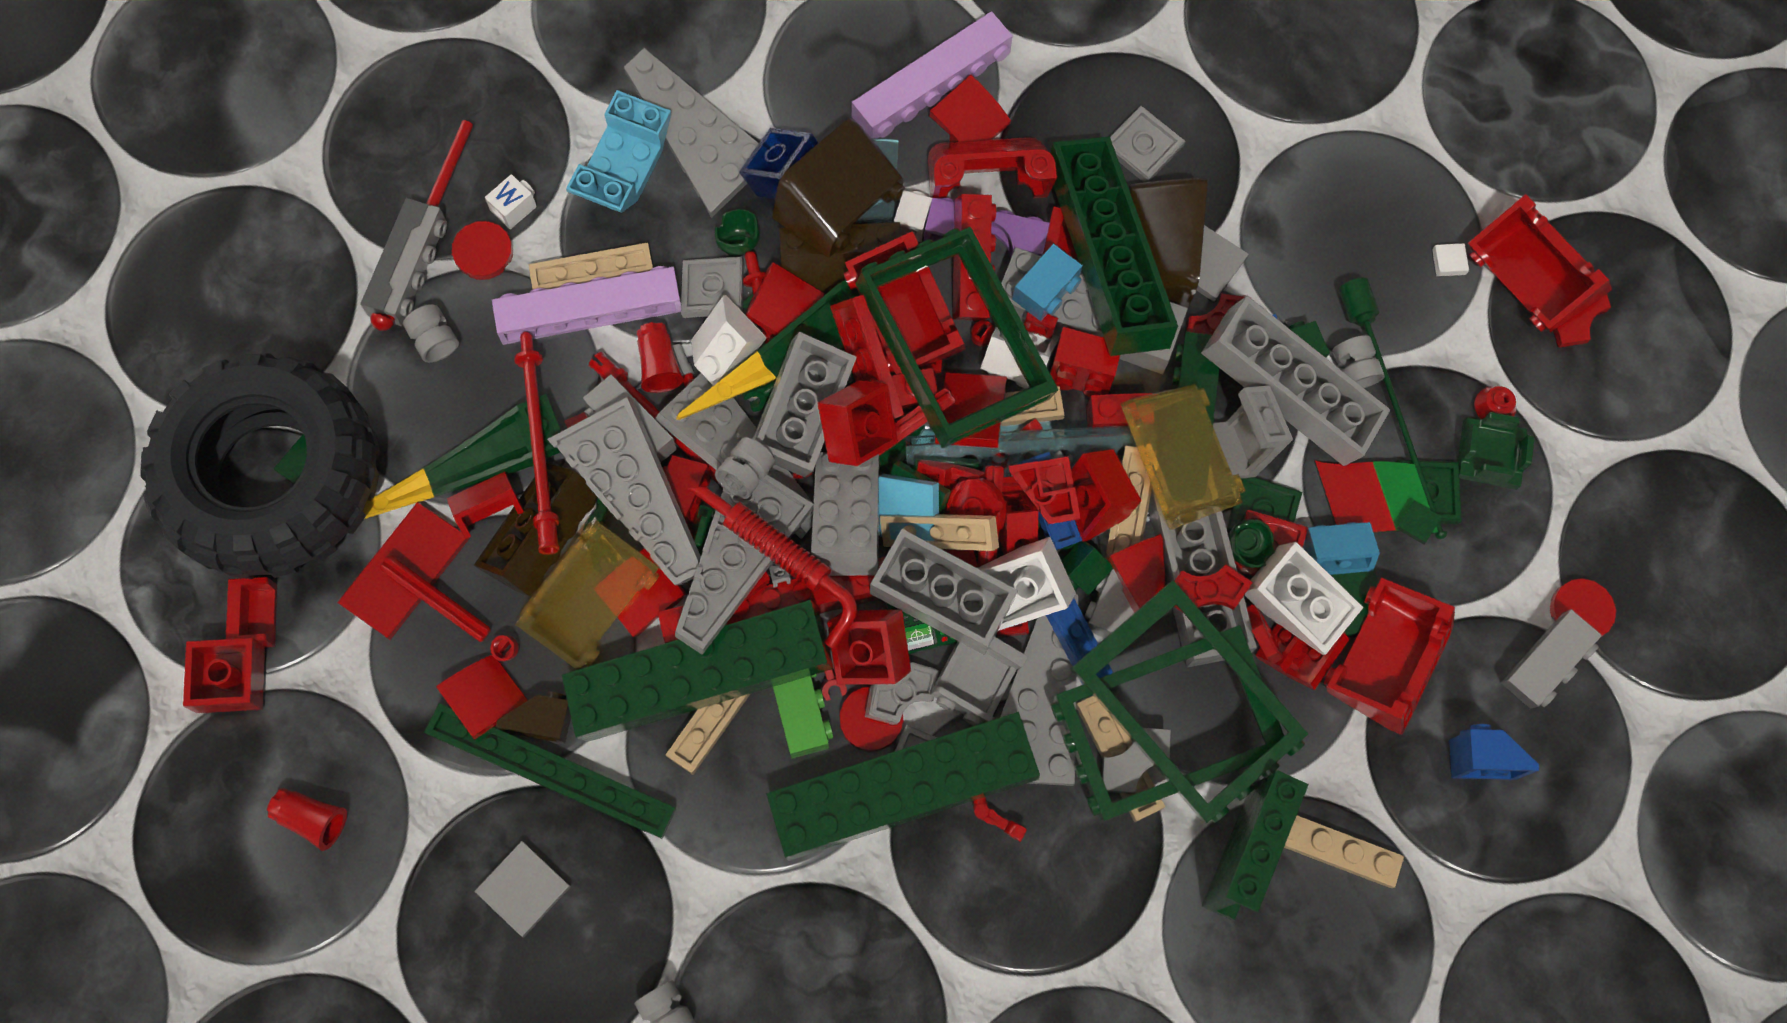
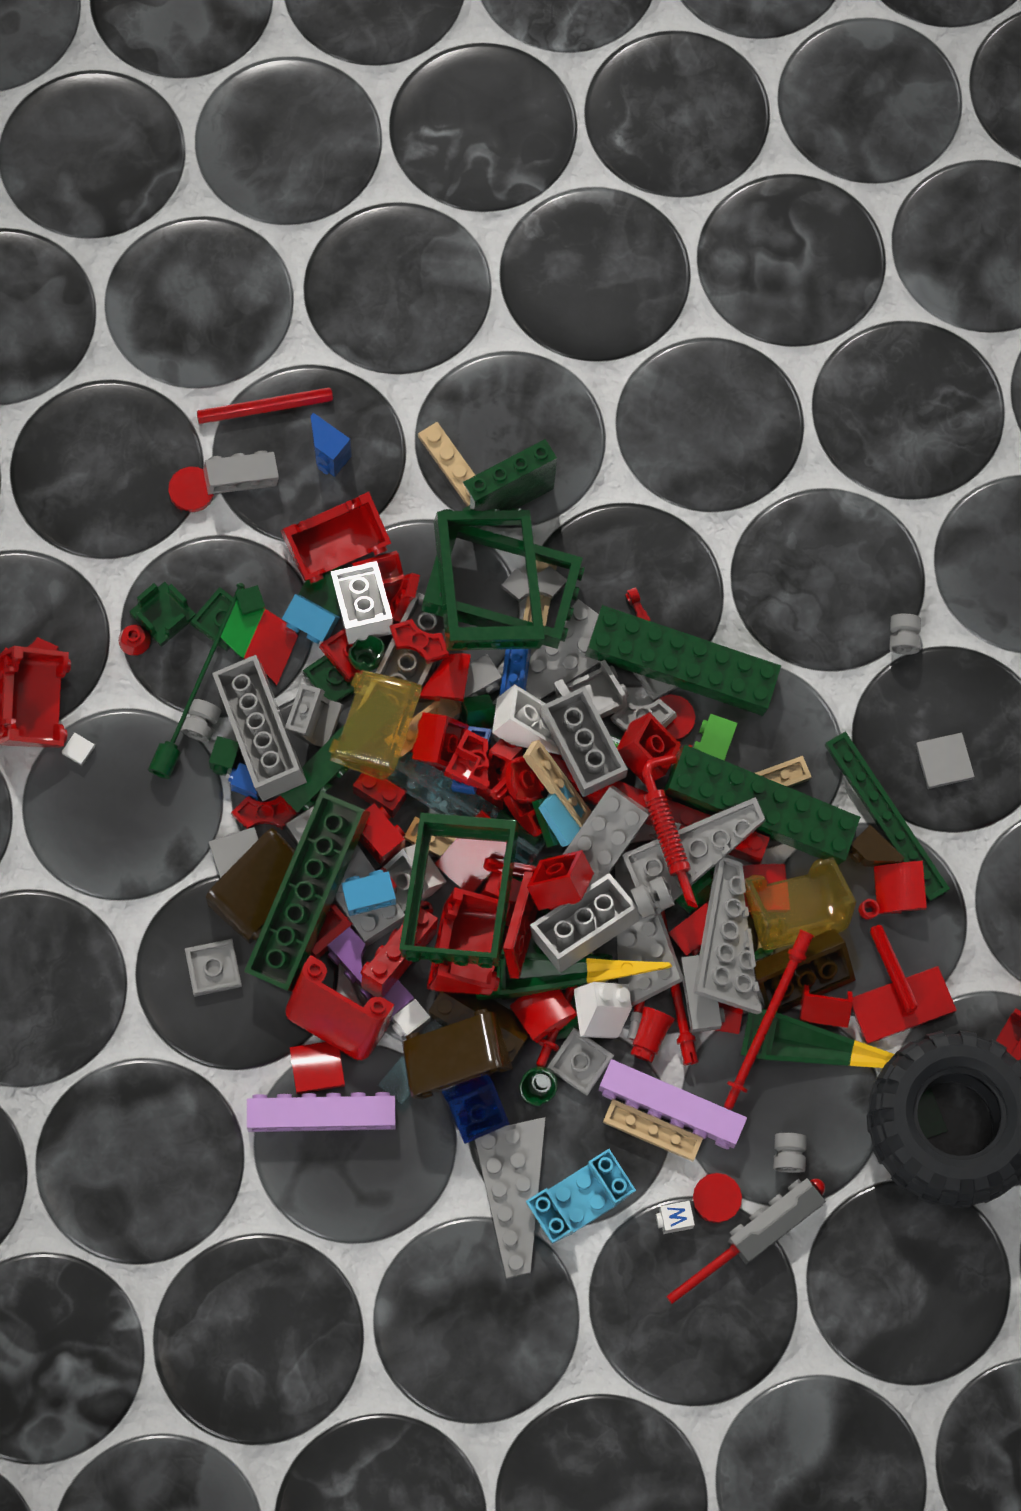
camera: 145 degrees left, 0 degrees up
(1592, 766) = (264, 405): none -> red axle

